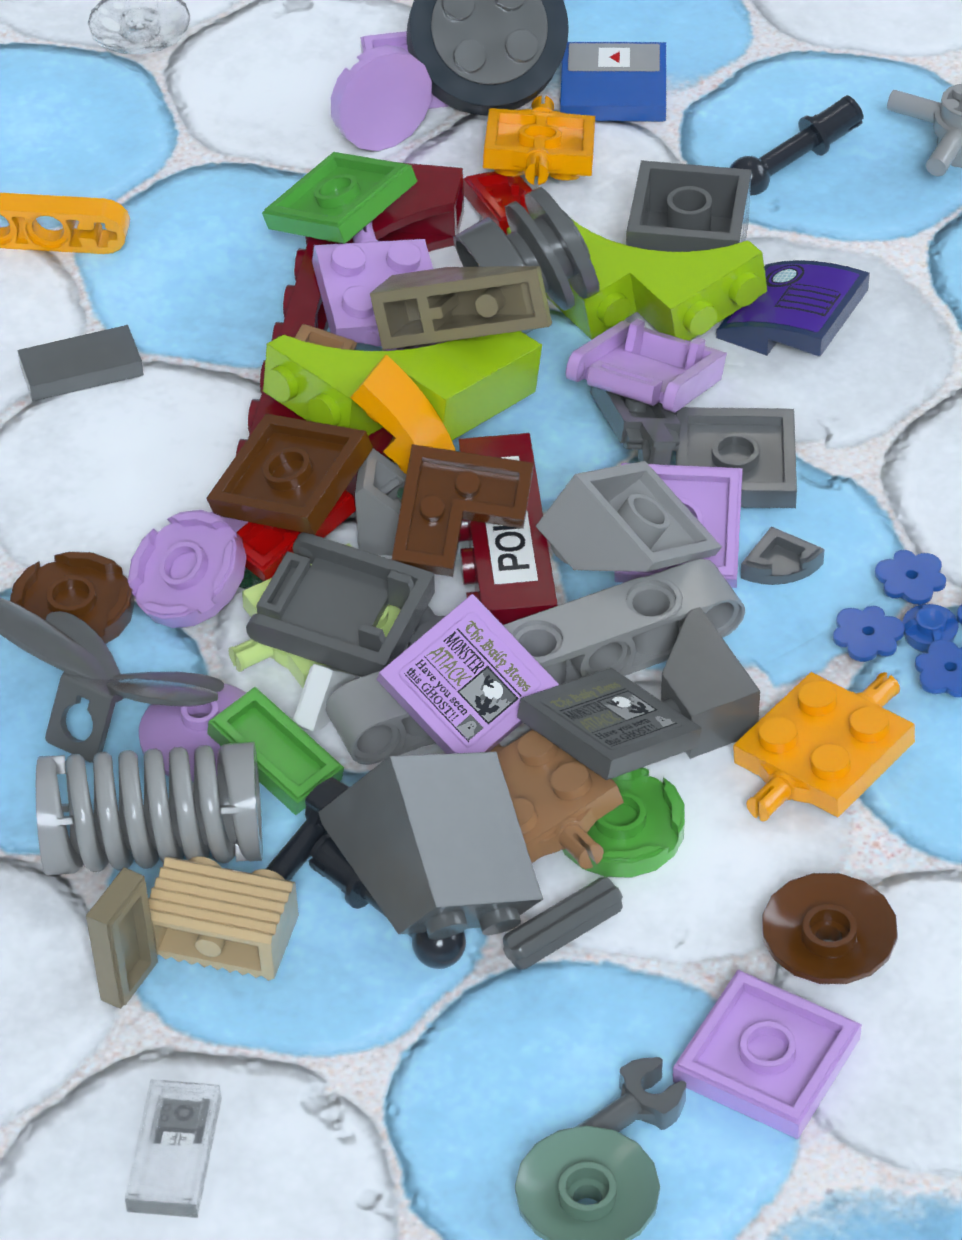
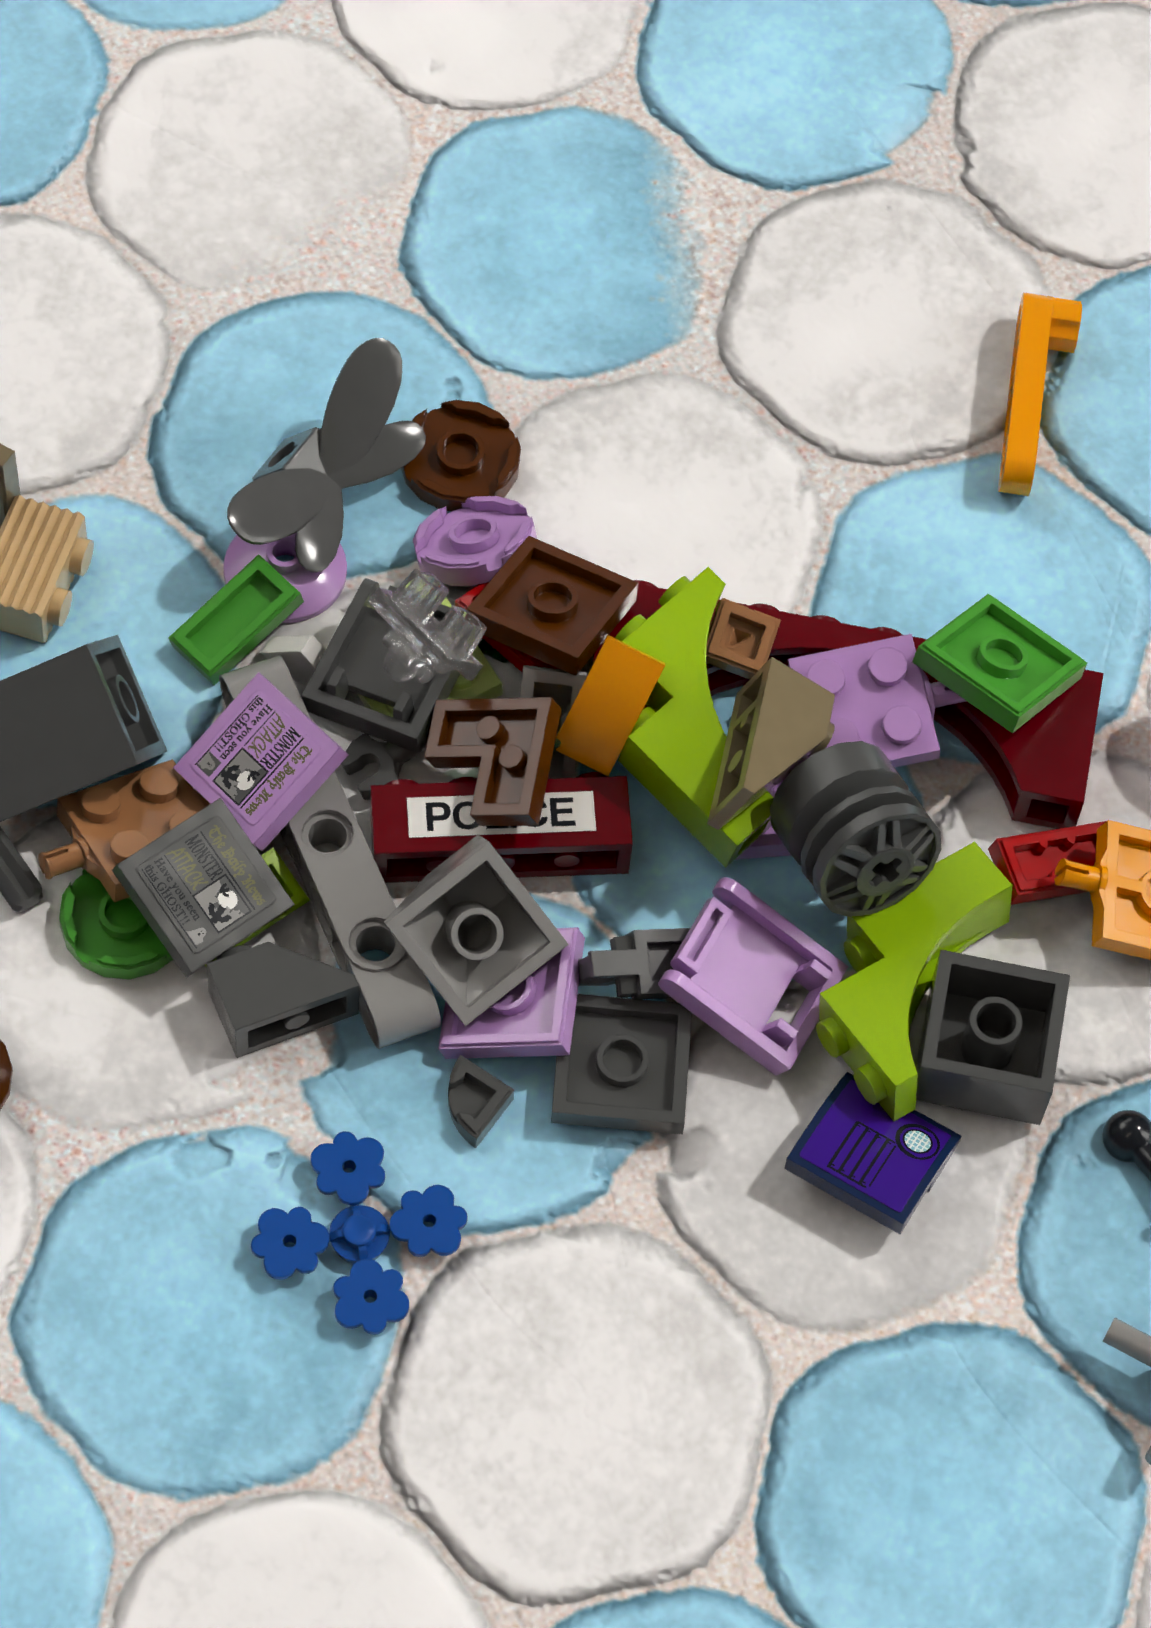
camera: 85 degrees right, 15 degrees up
(80, 362) = (809, 456): dark grey tile -> none
(215, 818) = (144, 503): light grey piece -> none
(299, 847) = (140, 647): black bar -> none
(305, 559) = (419, 641): none -> clear hips
(823, 745) = (199, 1109): light orange plate -> none

